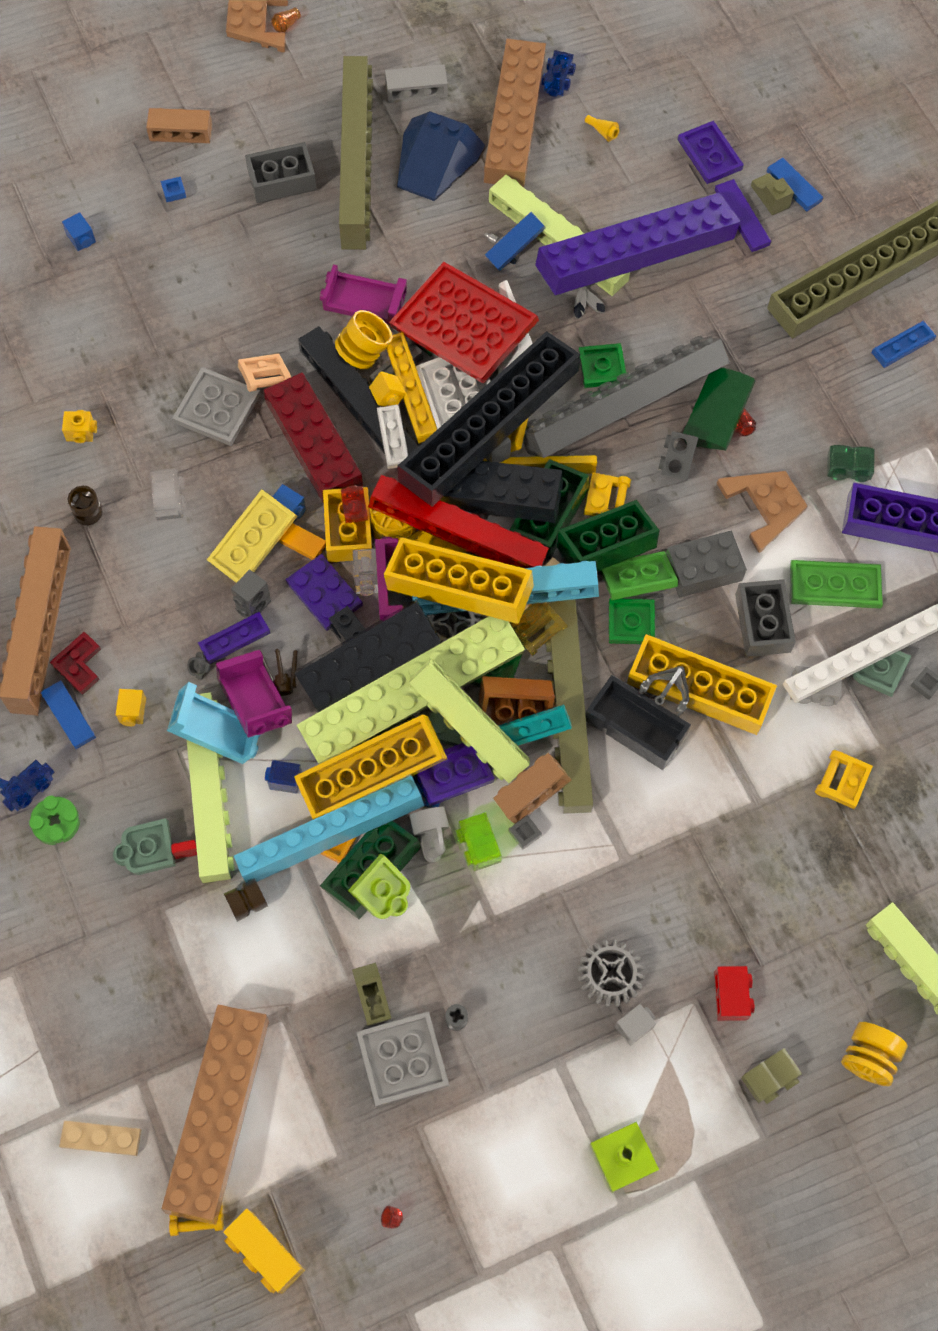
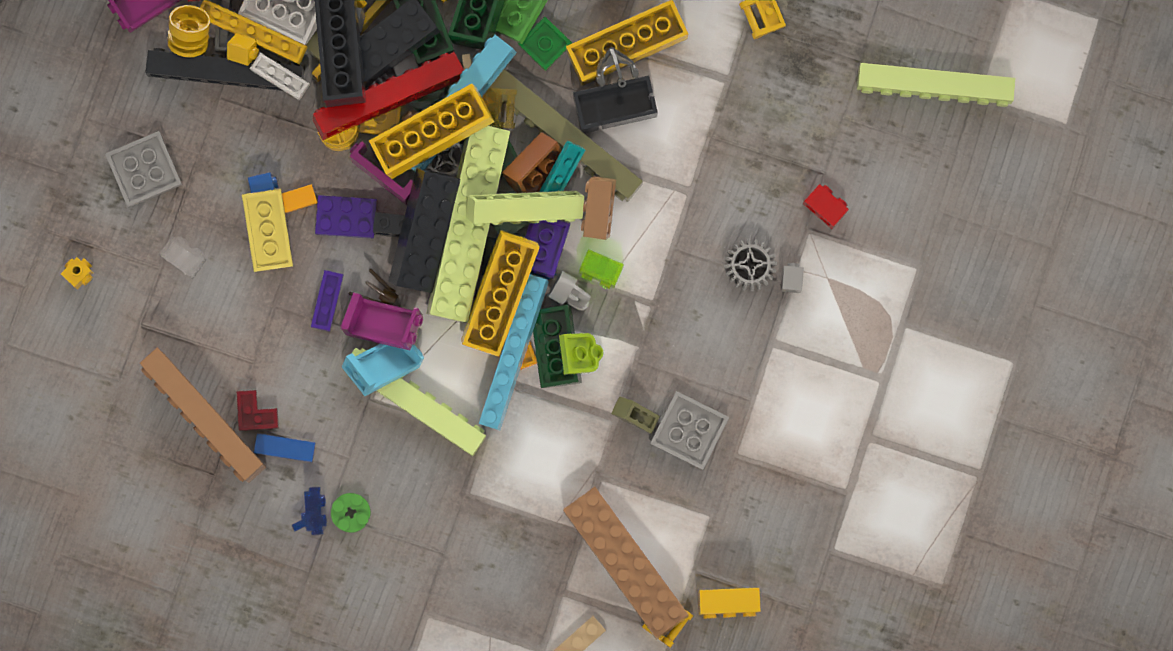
camera: 50 degrees left, 15 degrees up
(85, 505) = (143, 317): dark brown wheel -> none
(130, 707) = (317, 405): yellow brick -> none
(145, 848) = (420, 472): sand green plate -> none
(184, 849) = (444, 448): red tile -> none
(198, 665) = (326, 339): dark grey plate -> none
(246, 899) = (510, 439): dark brown wheel -> none
(250, 594) = (310, 266): dark grey brick -> none
(263, 367) = (143, 113): light nougat plate -> none
(281, 776) = (451, 350): clear blue brick -> none
(312, 435) = (228, 127): dark red brick -> none
(342, 536) = (315, 161): yellow brick -> none
(354, 504) = (310, 146): clear red bracket -> none
(365, 571) = (361, 180): clear brick -> none
(391, 1217) = (772, 515): clear red hinge -> none
(451, 1011) = (695, 372): dark grey bush -> none
(525, 832) = (620, 236): dark grey plate -> none
(624, 1156) = (857, 355): lime tile -> none
(771, 1076) = (891, 229): olive brick -> none
(874, 1053) = (932, 160): yellow wheel -> none

